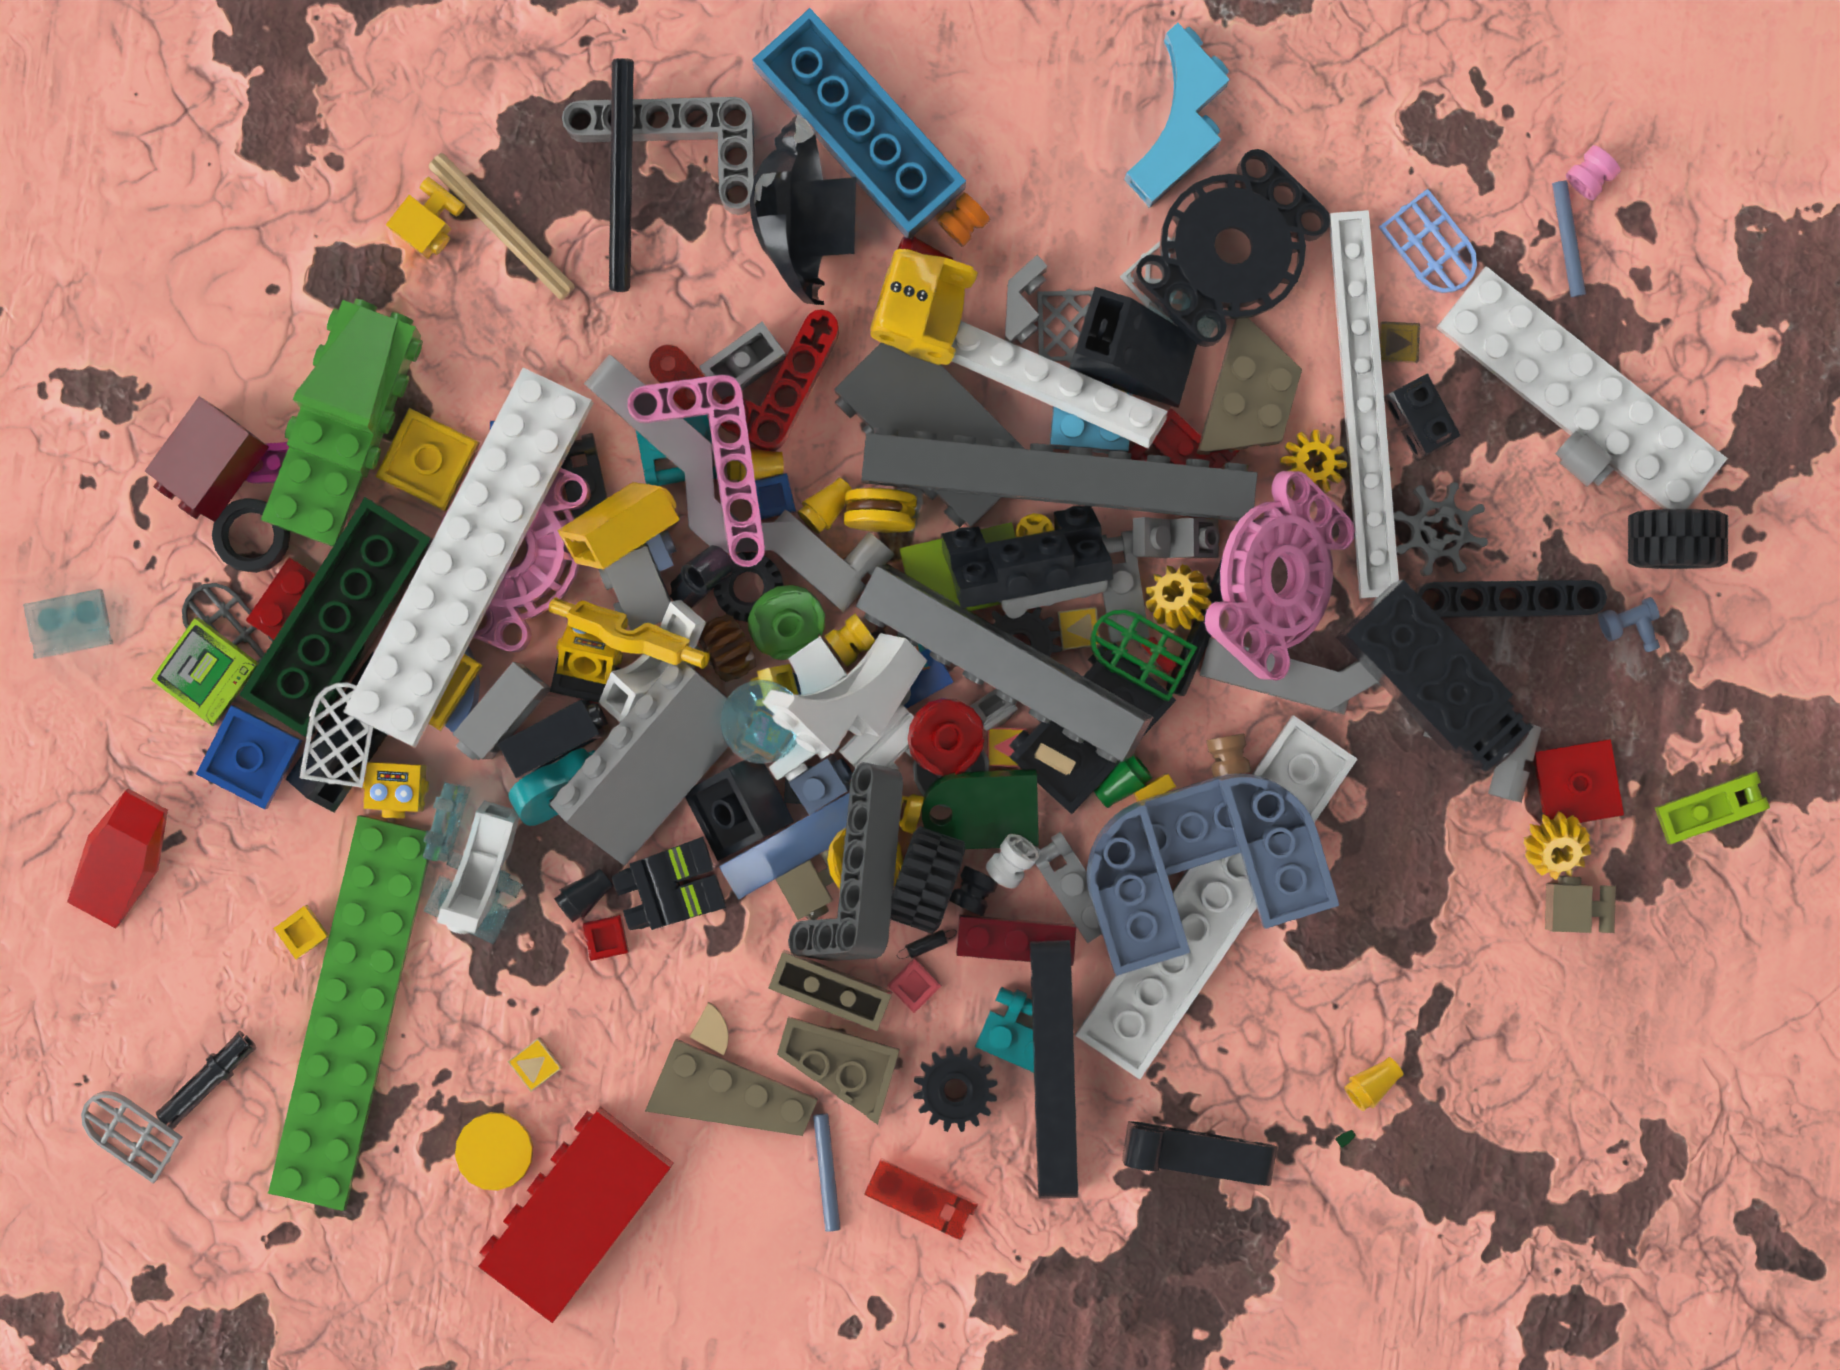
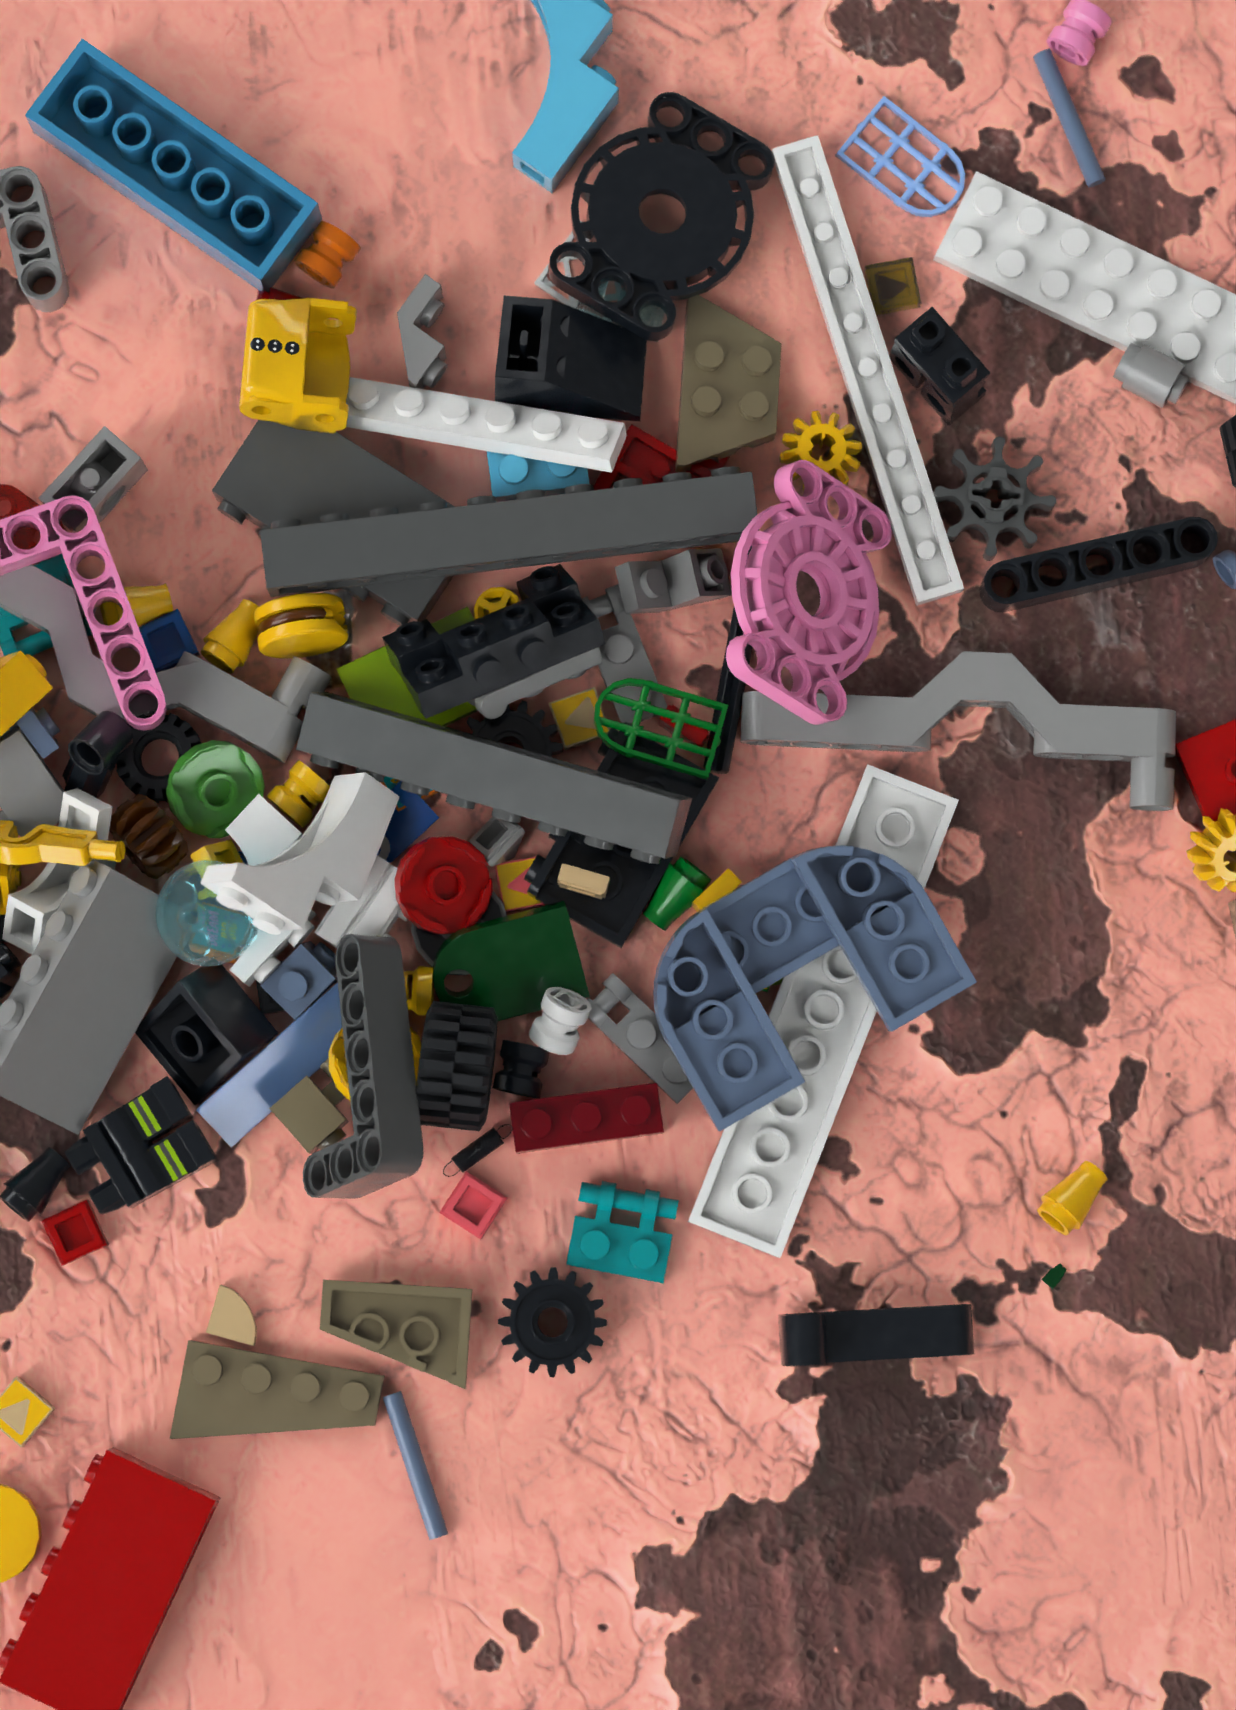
camera: 10 degrees left, 5 degrees down
(789, 378) = (157, 492): red beam -> none
(800, 213) = (125, 290): black animal -> none
(830, 990) = (367, 1232): dark tan brick -> none
(919, 1198) = (538, 1471): clear red plate -> none
(1042, 326) = (477, 319): light grey window -> none
(1054, 1069) = (669, 1267): black beam -> none
(1171, 604) = (692, 651): yellow gear -> none
(1228, 755) = (798, 829): medium nougat wheel -> none
(1436, 678) = (1029, 673): black piece -> none

